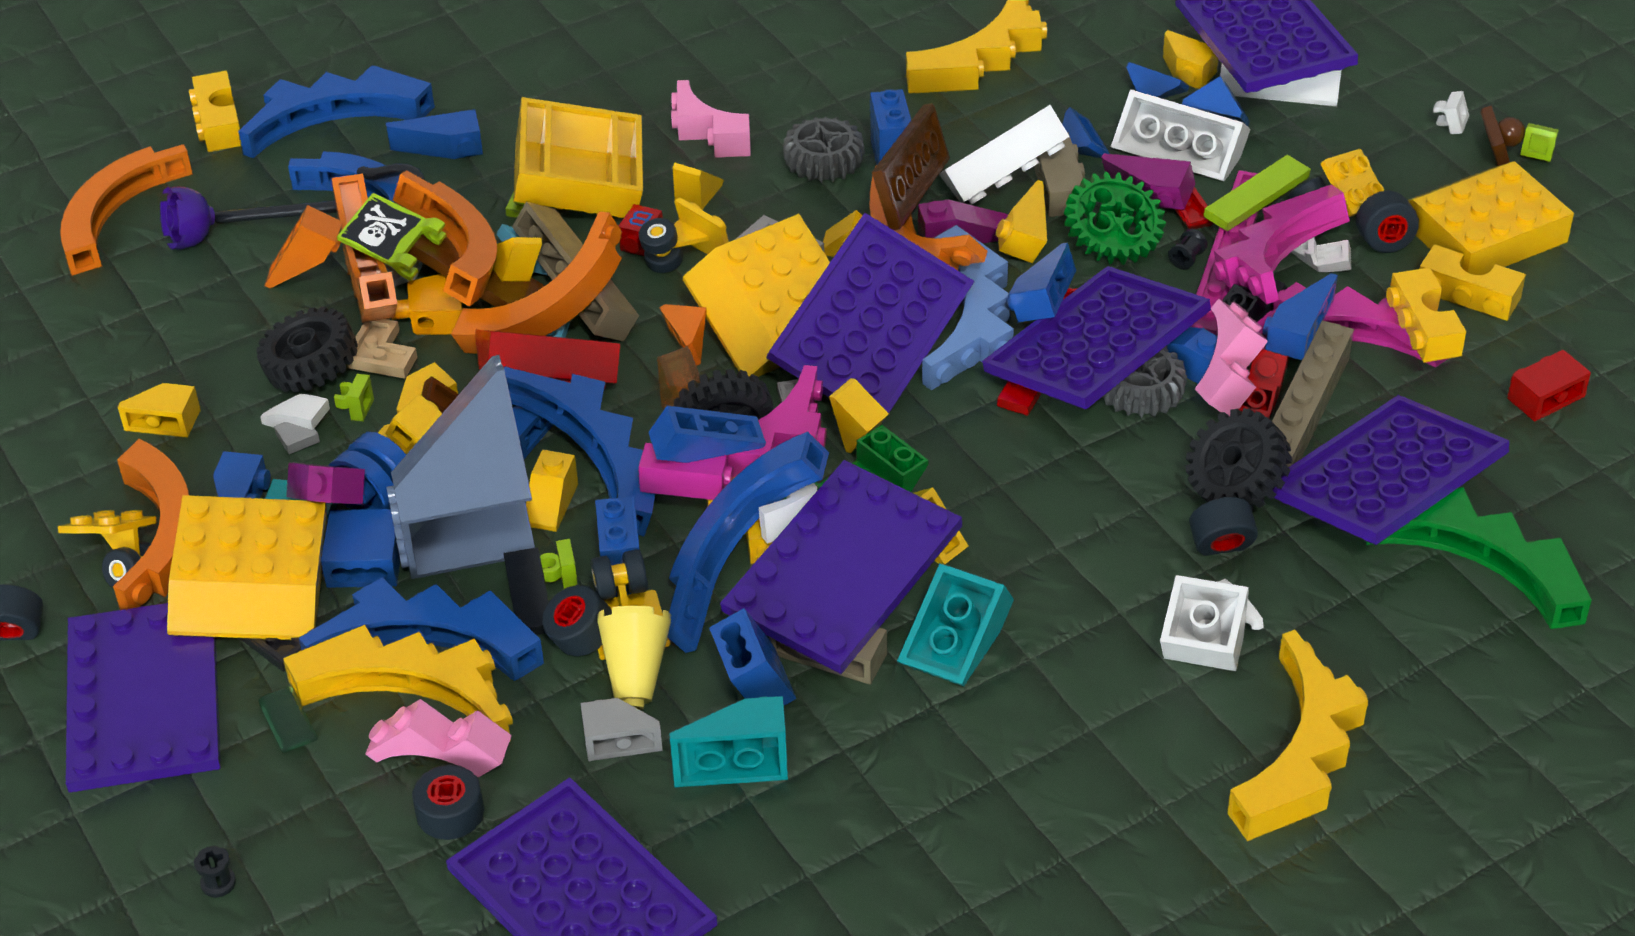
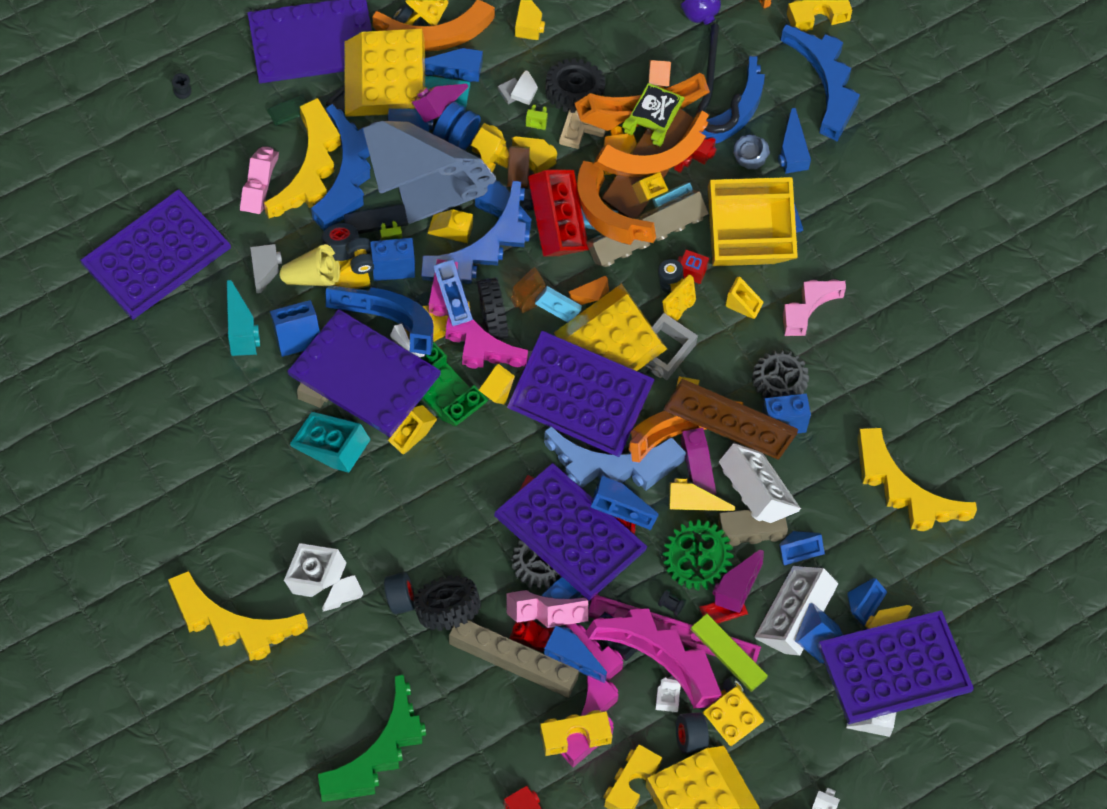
camera: 85 degrees right, 20 degrees up
(448, 802) = (219, 188): black wheel -> none
(453, 165) = (751, 151): none -> sand blue hair
(710, 355) = (558, 304): none -> medium azure plate
(1388, 468) = (443, 695): dark purple plate -> none

